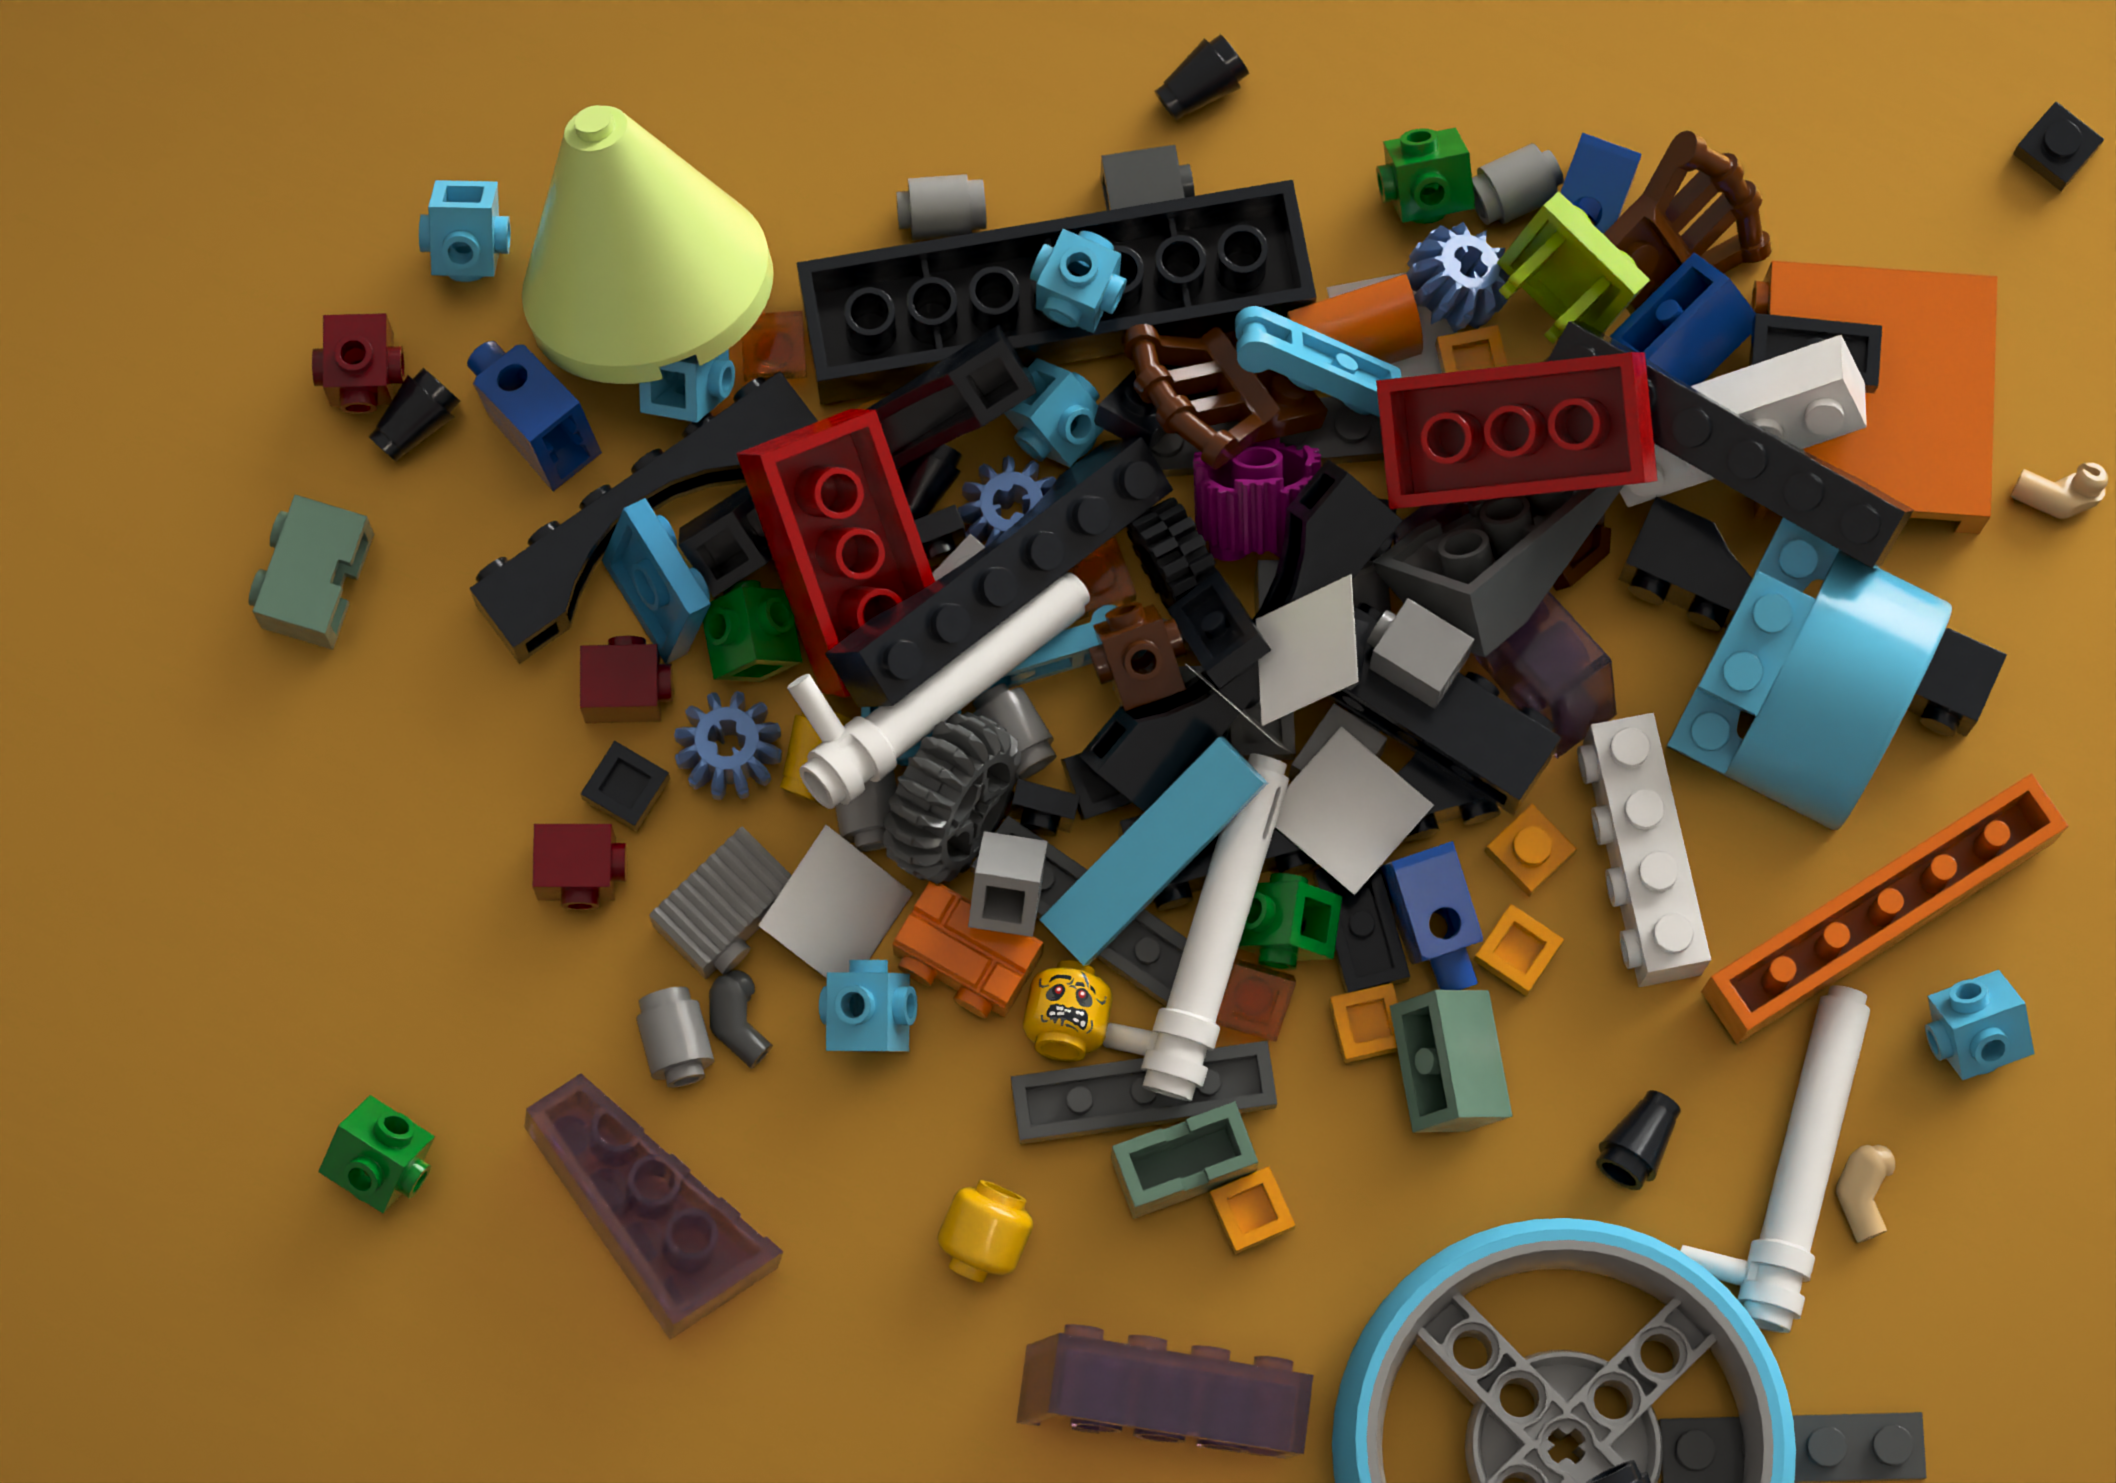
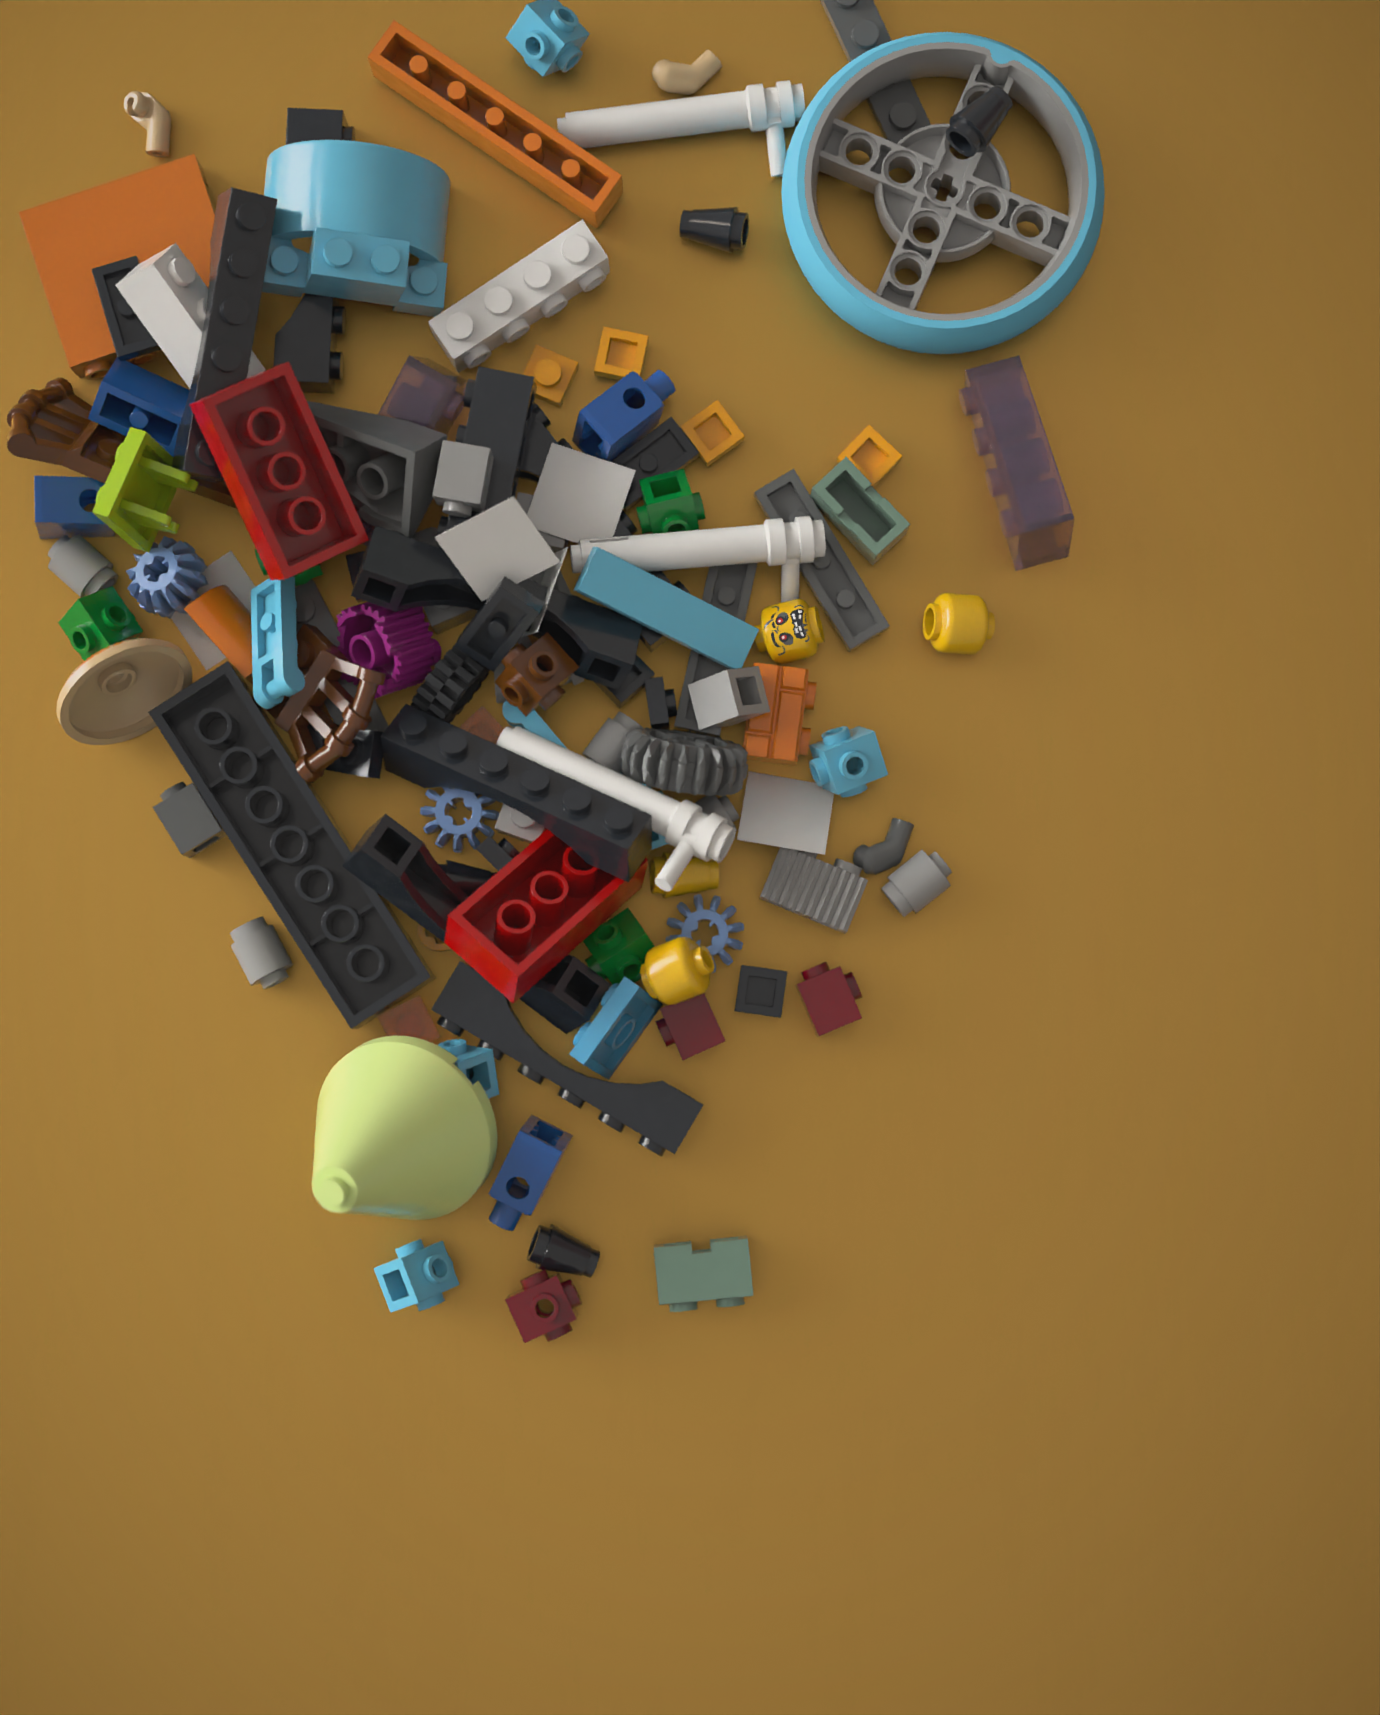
camera: 110 degrees left, 10 degrees up
(378, 1155) = (1082, 1040): green brick -> none
(656, 1219) = (1046, 837): wedge -> none
(691, 677) = (677, 970): none -> yellow head
(1058, 417) = (377, 798): medium azure brick -> none
(1076, 299) = (306, 825): medium azure brick -> none
(1202, 78) = (90, 814): black cone -> none
(1256, 999) = (728, 507): clear orange plate -> none
(1336, 159) = (117, 687): none -> tan dish
(1450, 1061) = (719, 365): sand green brick -> none
(1471, 350) = (223, 545): light orange plate -> none

